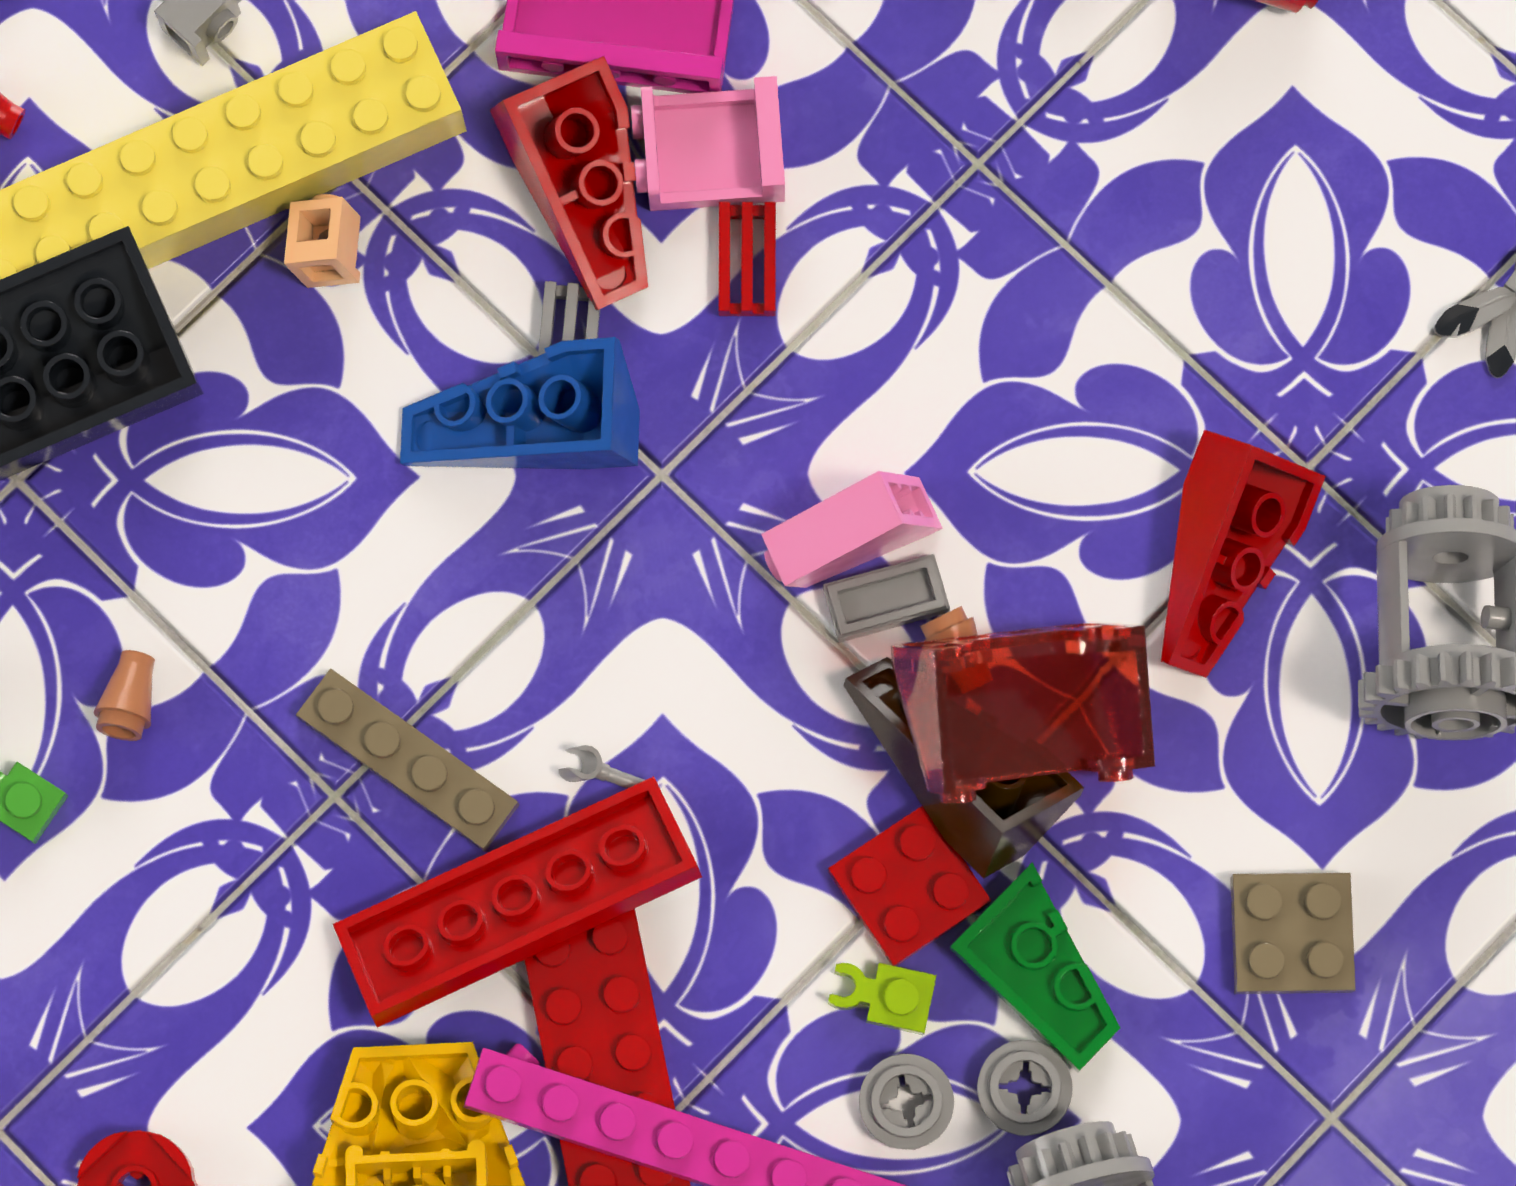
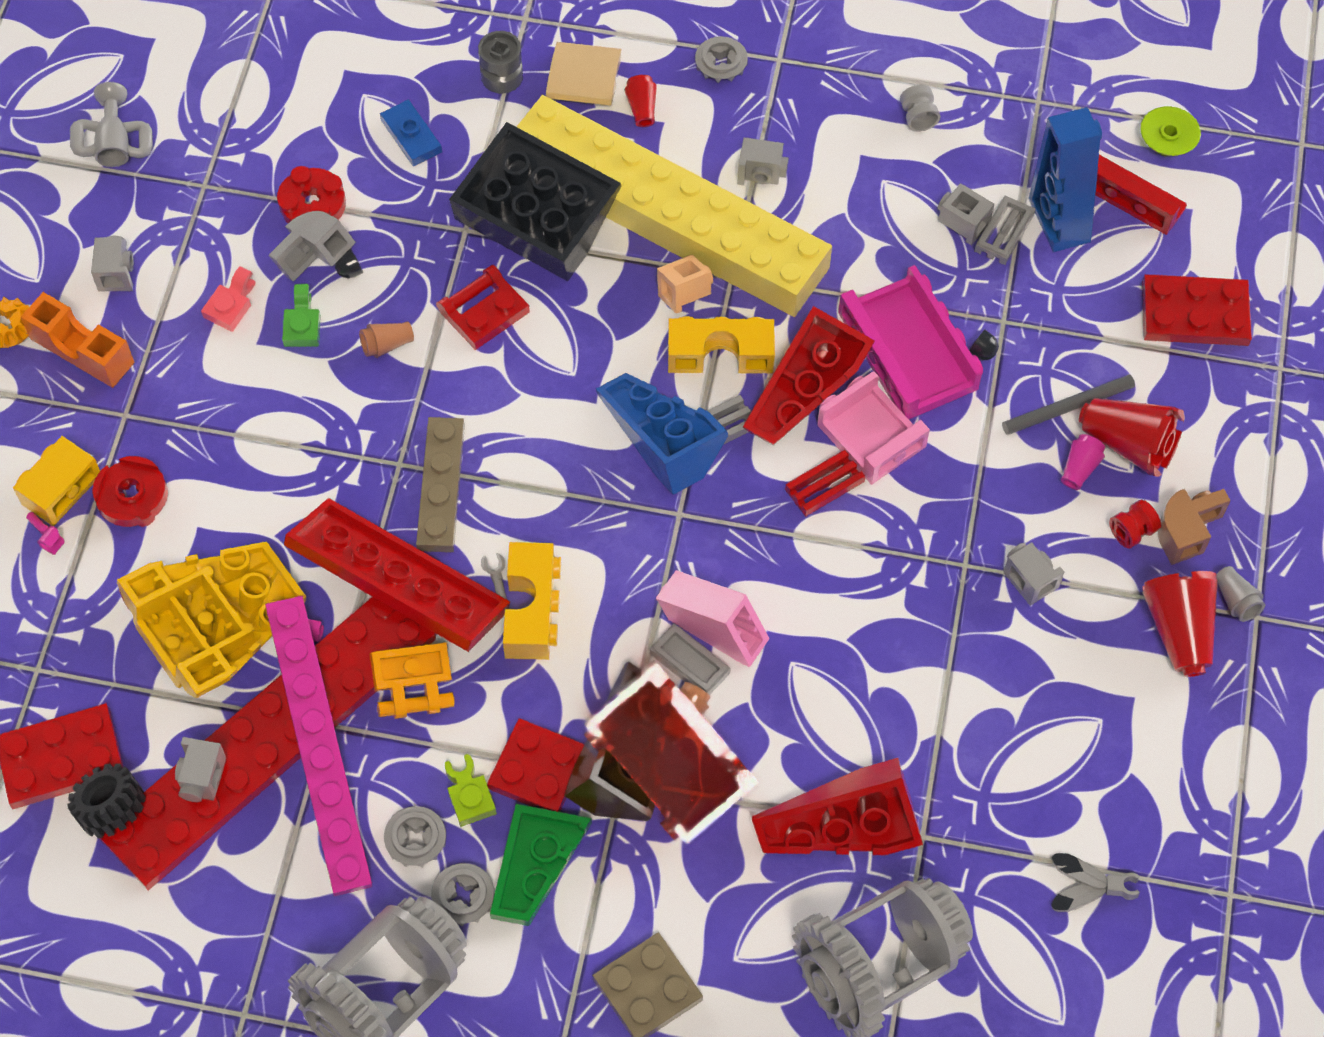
camera: 55 degrees right, 15 degrees down
(185, 532) = (488, 316): none -> red plate
(474, 214) = (748, 339): none -> yellow arch
(632, 715) = (530, 630): none -> yellow arch
(671, 969) = (409, 668): none -> light orange plate
(1052, 90) = (1032, 572): none -> light grey brick

